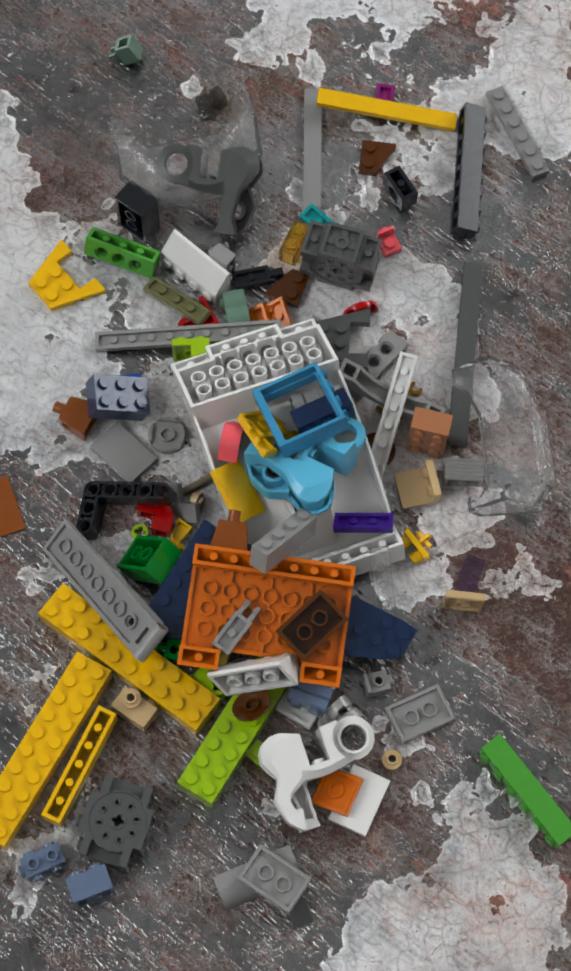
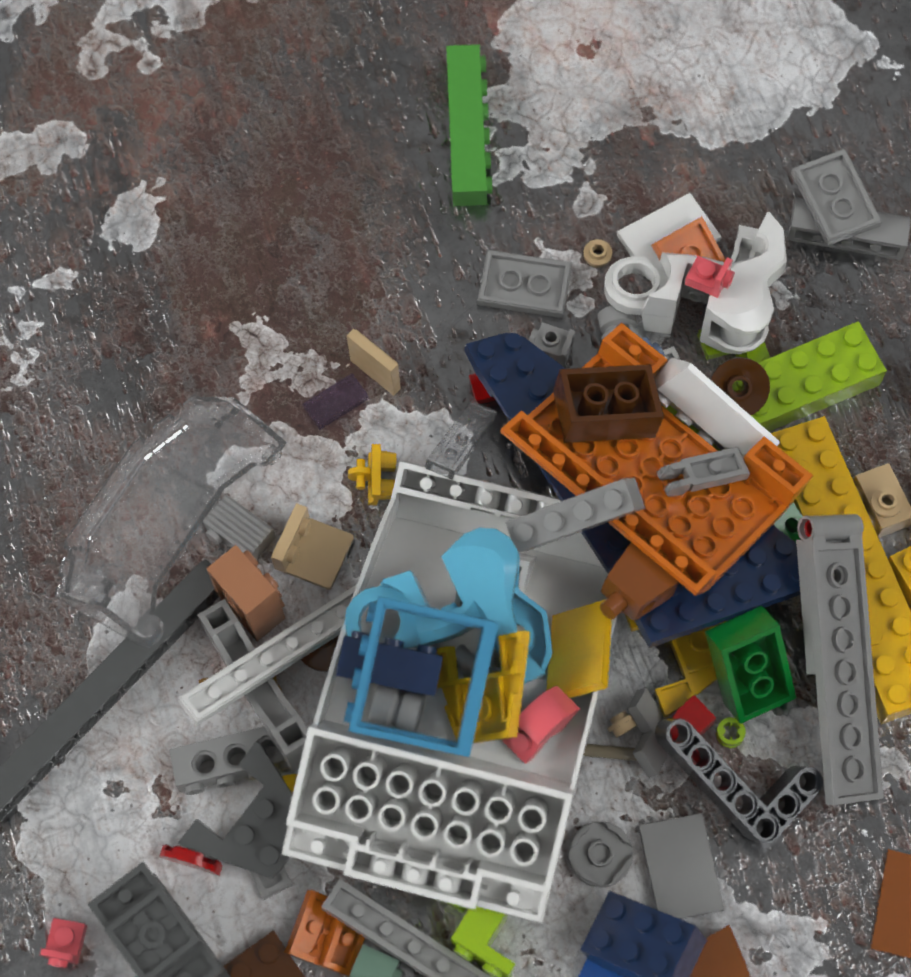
camera: 140 degrees left, 0 degrees up
(310, 753) = (710, 276): none -> coral bracket
(363, 523) = (424, 517): dark purple plate -> none

